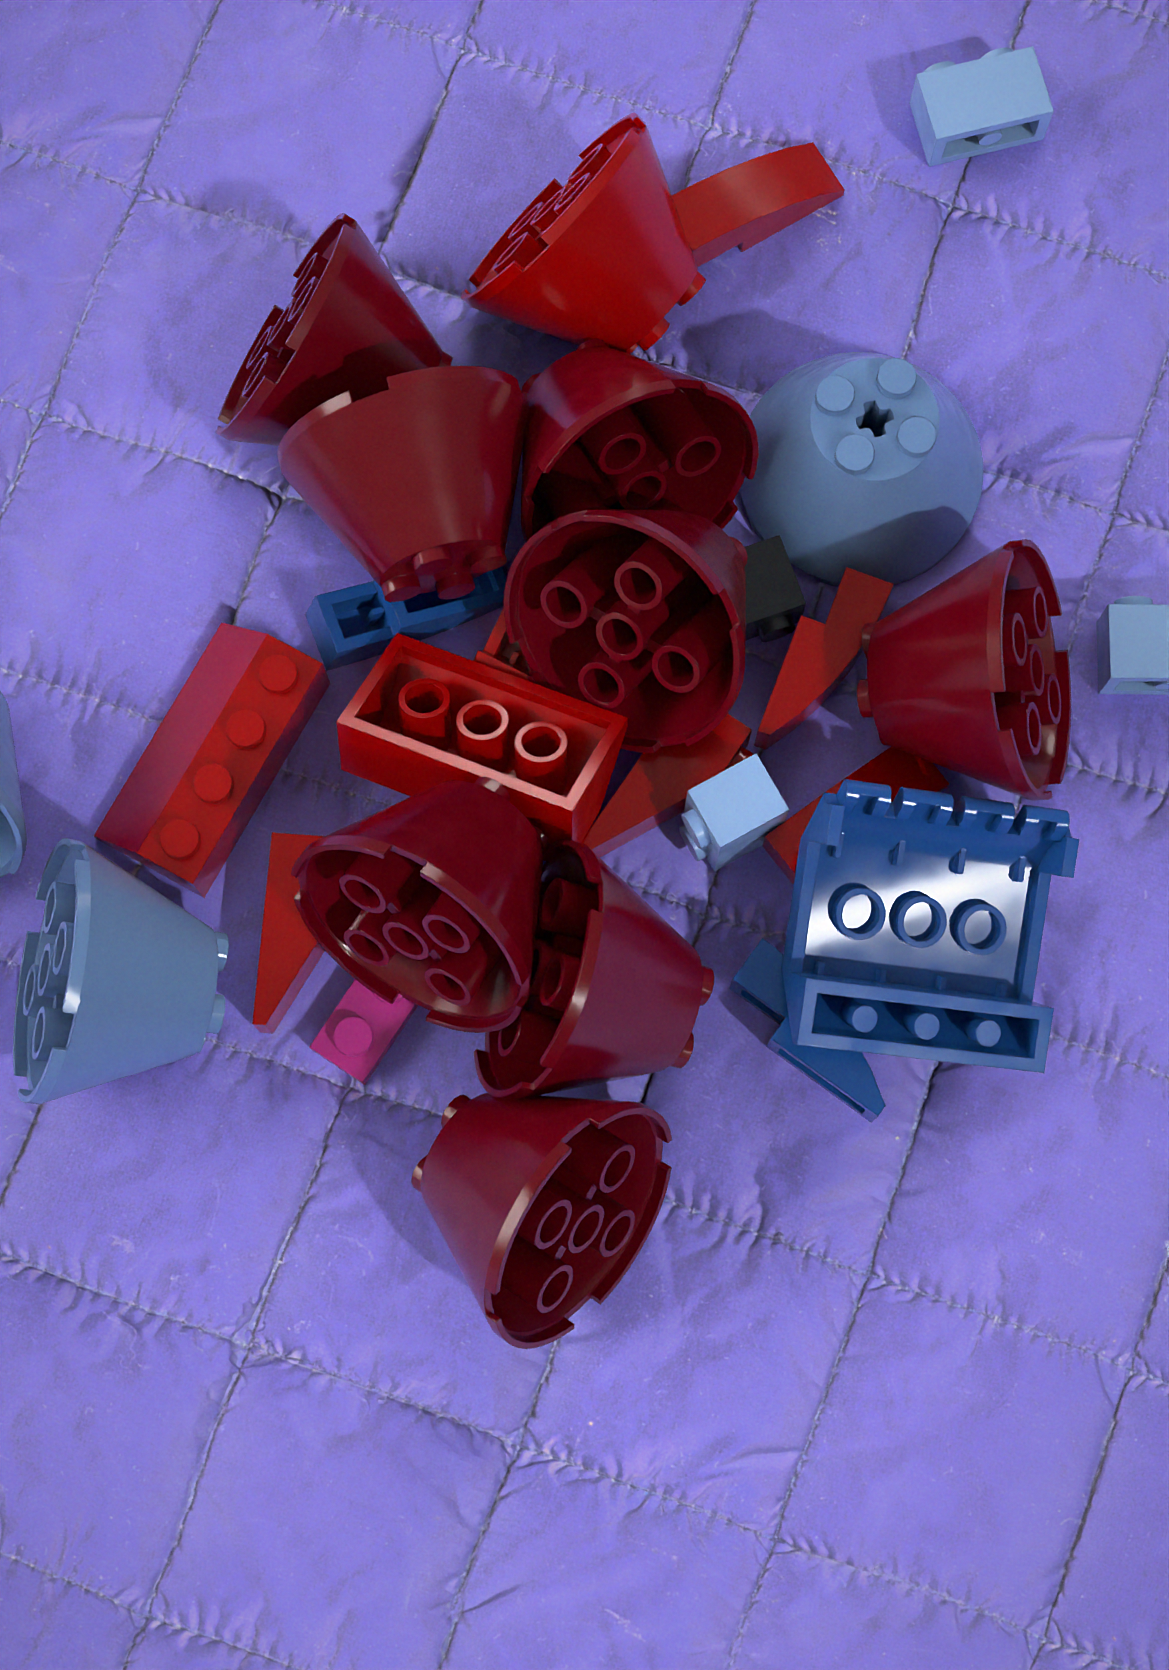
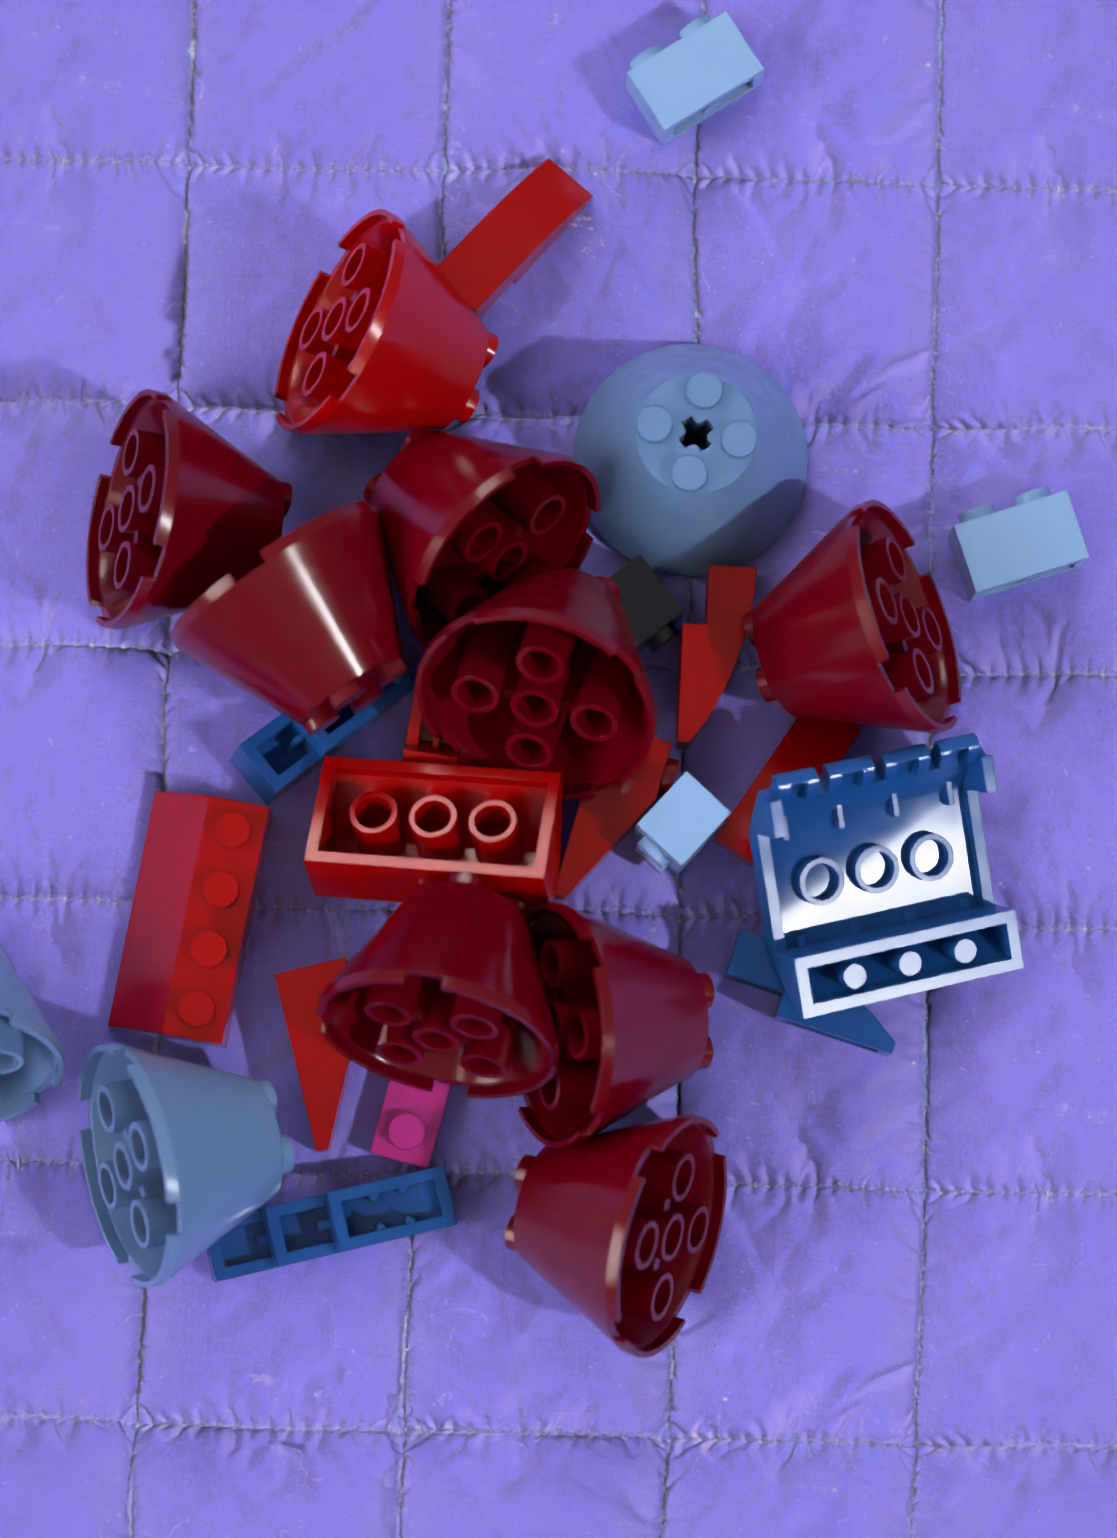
camera: 25 degrees left, 5 degrees up
(246, 1106) = (334, 1223): none -> blue slope

